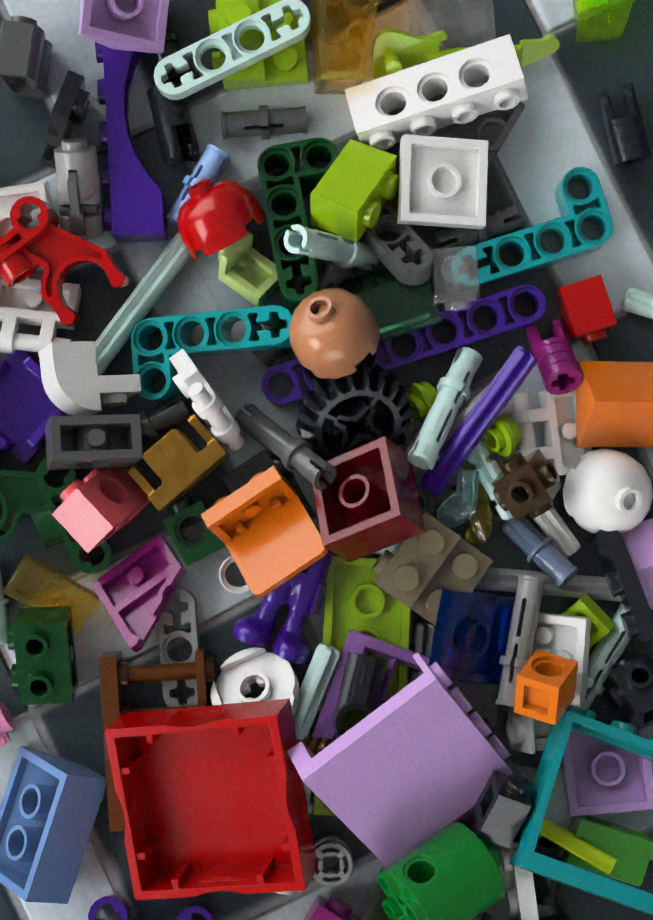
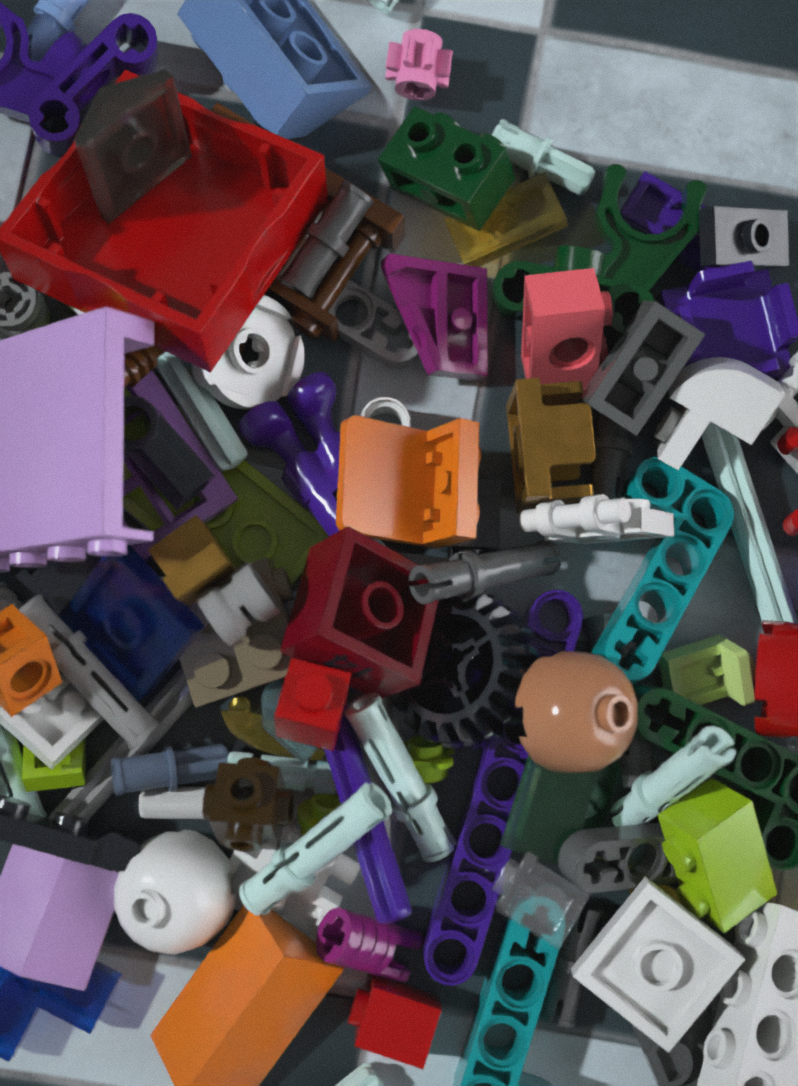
camera: 120 degrees right, 5 degrees down
(150, 693) = (327, 239): none -> dark grey pin
(181, 855) = (132, 140): none -> clear smoke slope
(191, 550) = (450, 392): dark green brick -> none
(409, 625) = (191, 560): none -> pearl gold slope
(415, 576) = (238, 604): none -> light grey wheel
(442, 490) = (312, 704): none -> red brick
(539, 431) = (296, 864): none -> light aqua pin

